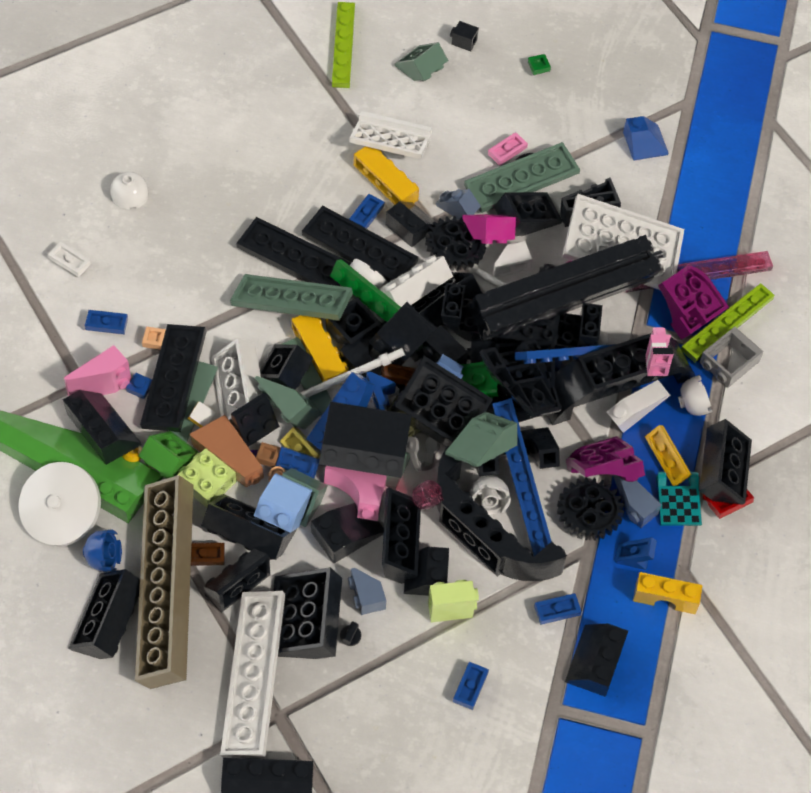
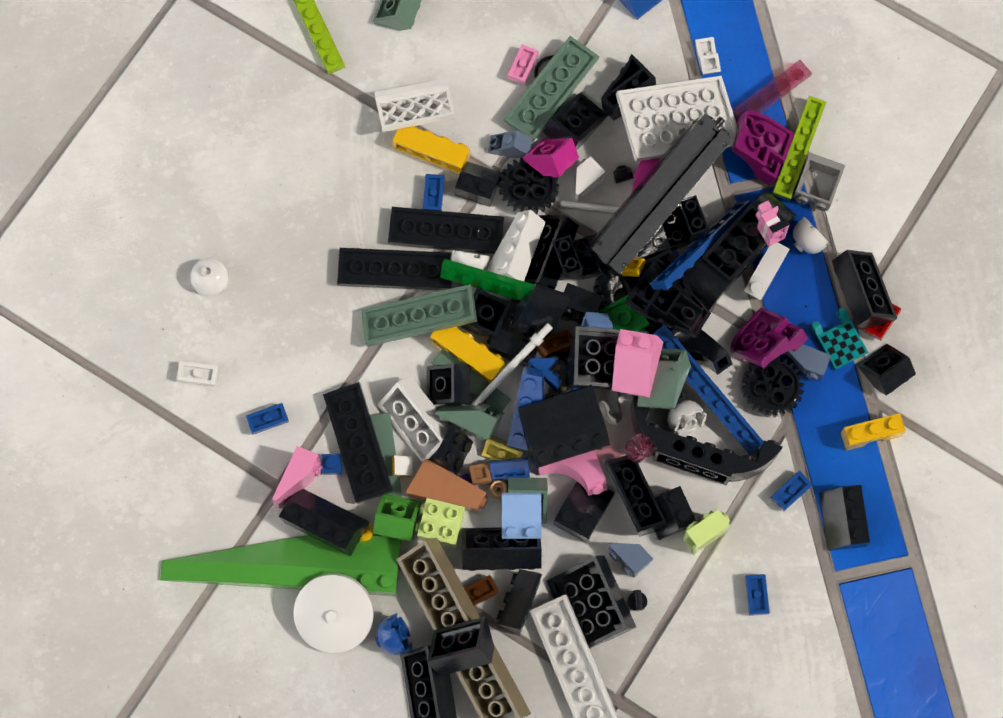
camera: 25 degrees left, 15 degrees up
(153, 337) = (318, 413): light nougat plate -> none
(153, 582) = (461, 646): none -> black slope
(464, 412) = (636, 362): none -> bright pink slope
(510, 341) = (634, 268): none -> yellow tile
(636, 553) = (830, 408): blue slope -> none
(668, 455) = (811, 303): yellow plate -> none
(682, 212) = (707, 55): none -> white slope
(712, 546) = (887, 369): none -> black slope

